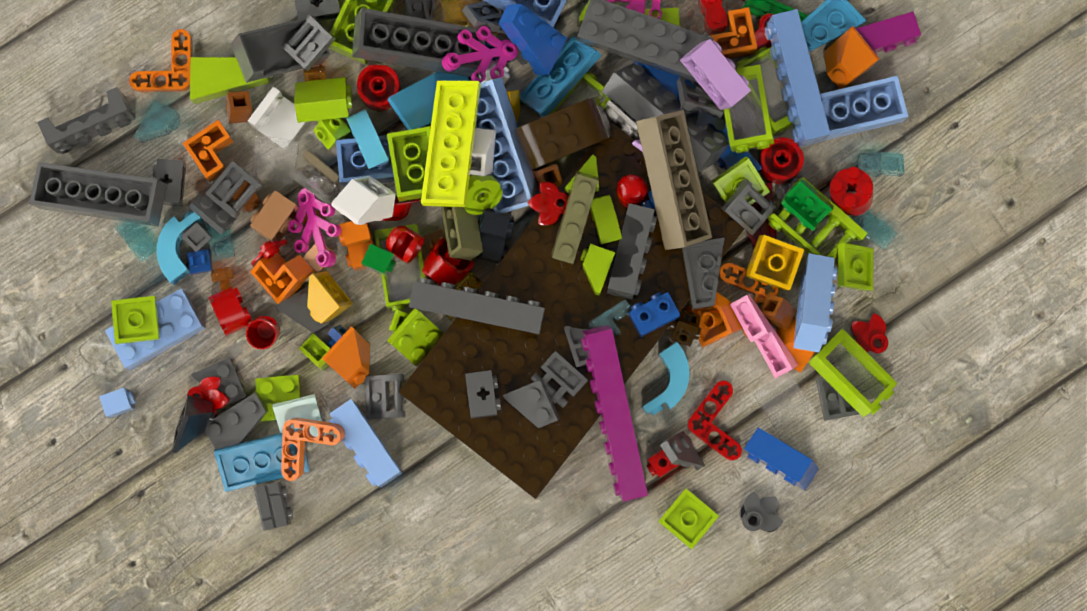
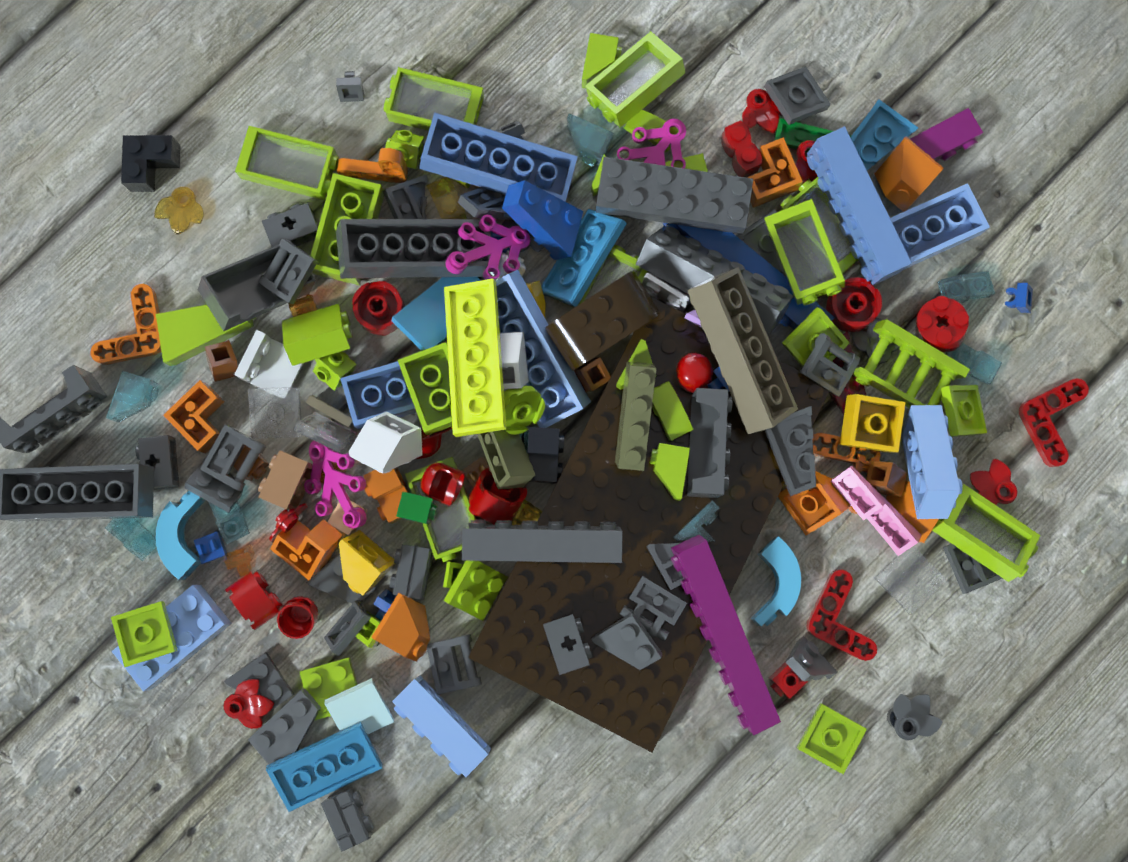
camera: 10 degrees left, 0 degrees up
(117, 402) = (143, 731): light blue brick -> none
(193, 421) = (235, 739): black slope -> none
(196, 236) = (200, 519): dark grey tile -> none
(298, 439) = (364, 735): orange beam -> none
(302, 349) = (347, 627): none -> dark grey tile
(365, 312) = (412, 571): none -> dark grey brick
(367, 139) = (376, 370): medium azure arch -> none
(546, 203) = (598, 405): red plate -> none
(653, 314) = (748, 510): blue brick -> none
(686, 328) = (785, 517): dark brown brick -> none
(696, 99) = (749, 253): dark grey wing -> none
(704, 118) = (762, 272): black piece -> none
(716, 74) = (767, 219): lavender brick -> none
(781, 459) = (923, 648): blue wedge -> none
(806, 204) = (897, 349): green bracket -> none
(925, 282) = (1043, 412): none -> red beam
(927, 183) = (1023, 297): none -> blue tile

